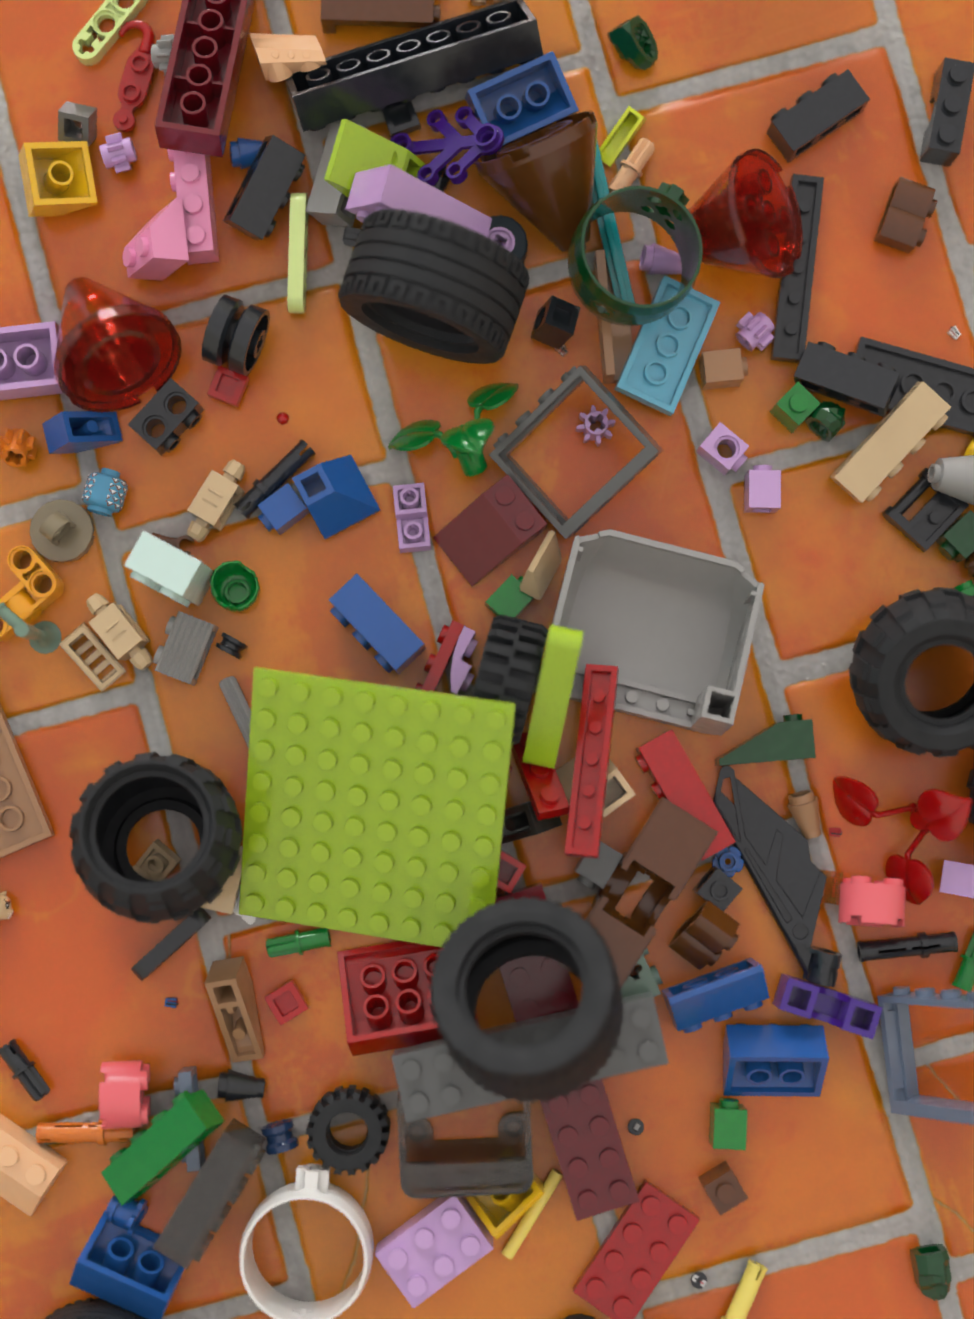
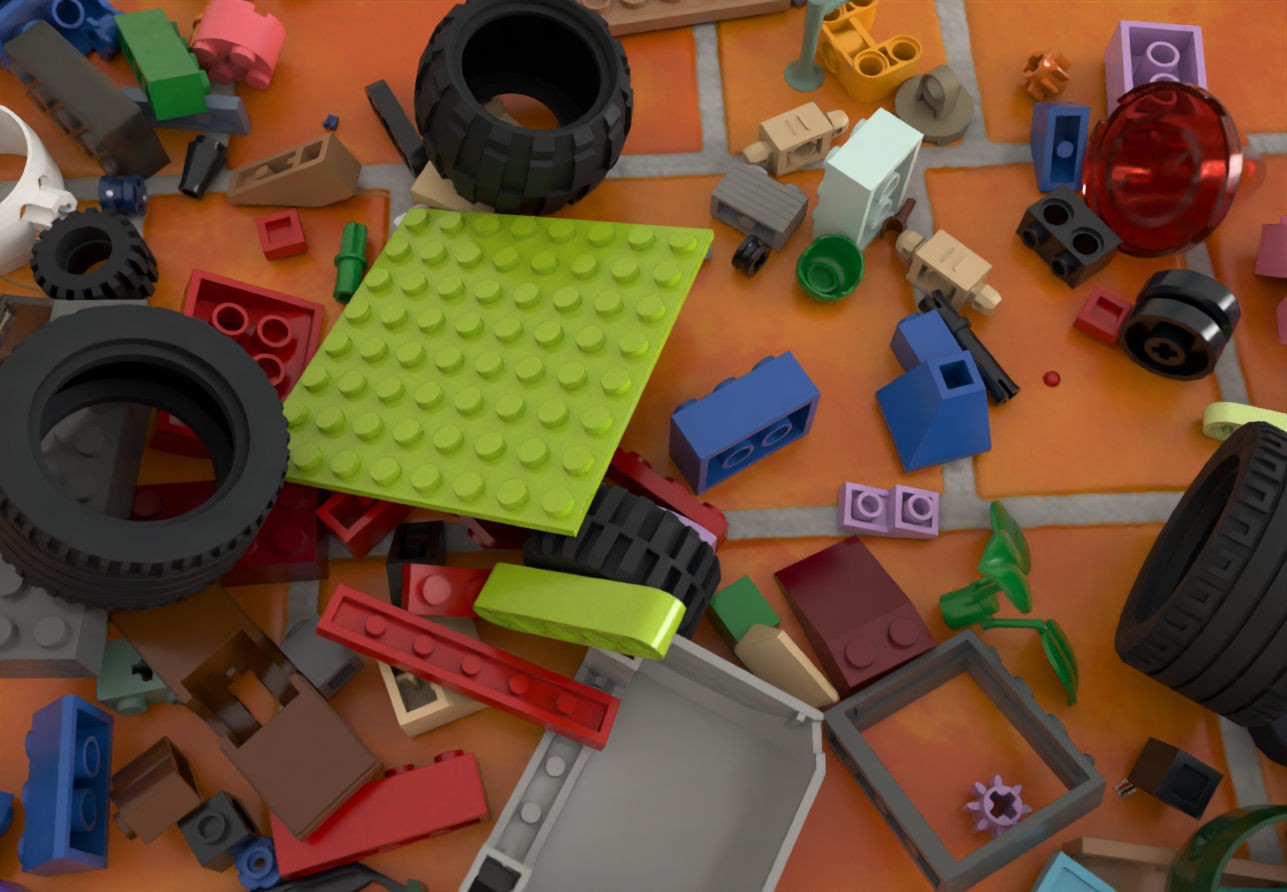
camera: 105 degrees right, 20 degrees down
(66, 645) = (775, 94): tan slope -> none
(105, 492) = (976, 152): dark azure head -> none

